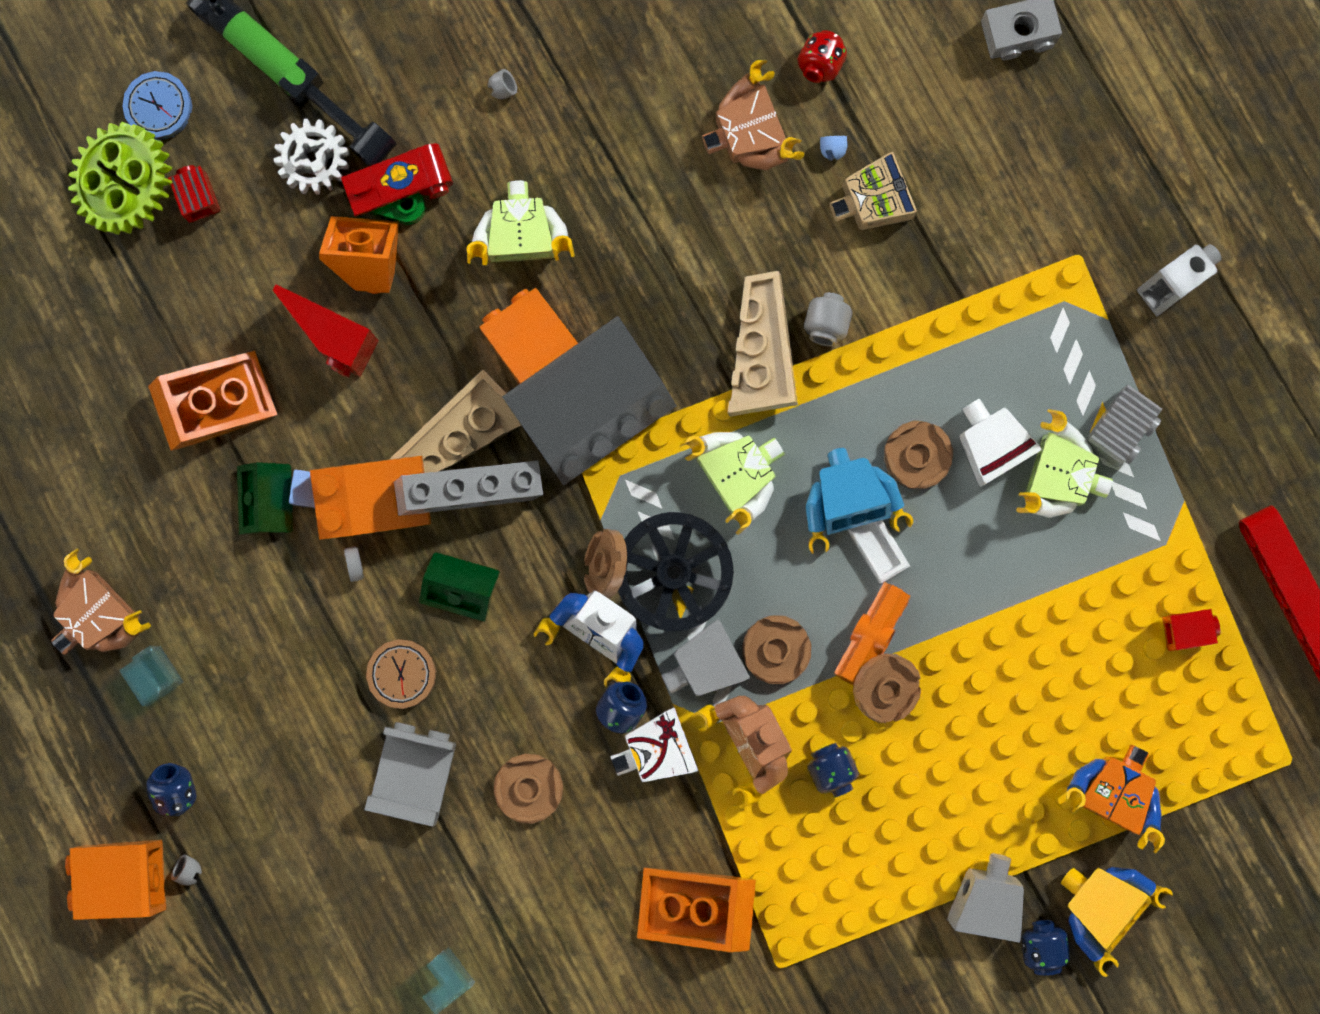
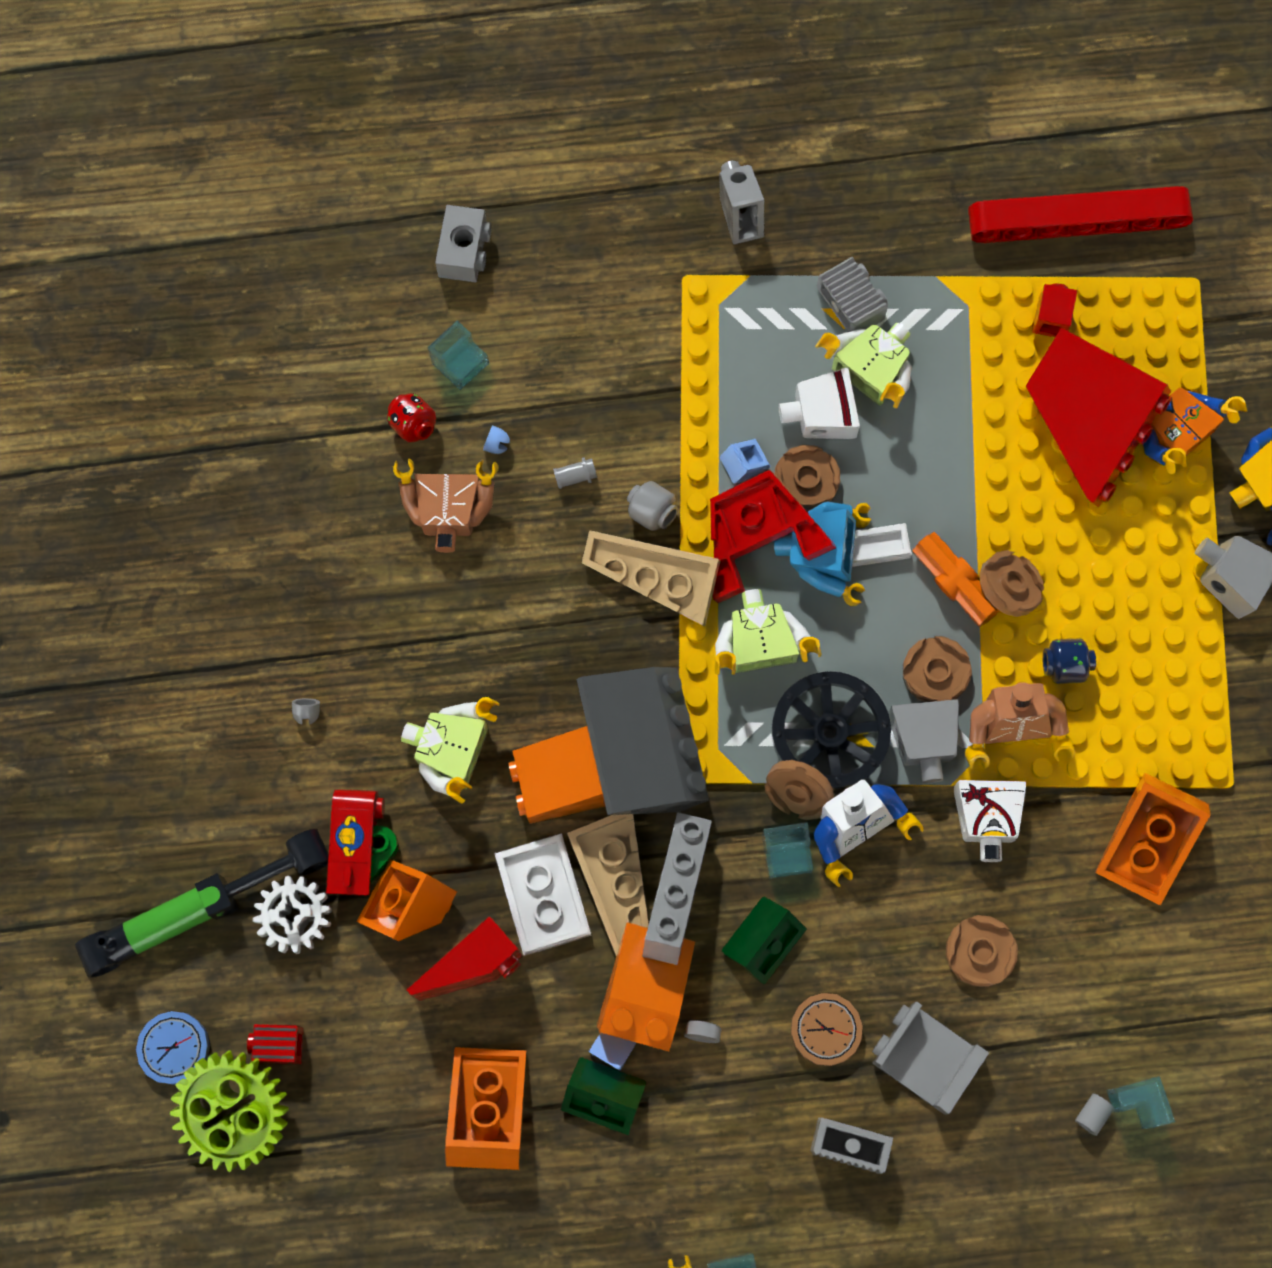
camera: 65 degrees left, 10 degrees down
(303, 733) = (851, 1145): none -> light grey brick
(420, 942) = (1094, 1114): none -> light grey hinge
(421, 371) = (542, 894): none -> white tile
(547, 576) = (787, 850): none -> clear light blue piece
(621, 707) = (939, 830): dark blue head -> none
(832, 234) = (575, 473): none -> light grey pin
(853, 419) = (756, 516): none -> red wing
(875, 196) = (558, 421): torso -> none
(903, 73) = (457, 355): none -> clear light blue piece
(911, 389) = (744, 460): none -> light blue slope
(1095, 704) = (1095, 410): none -> red slope

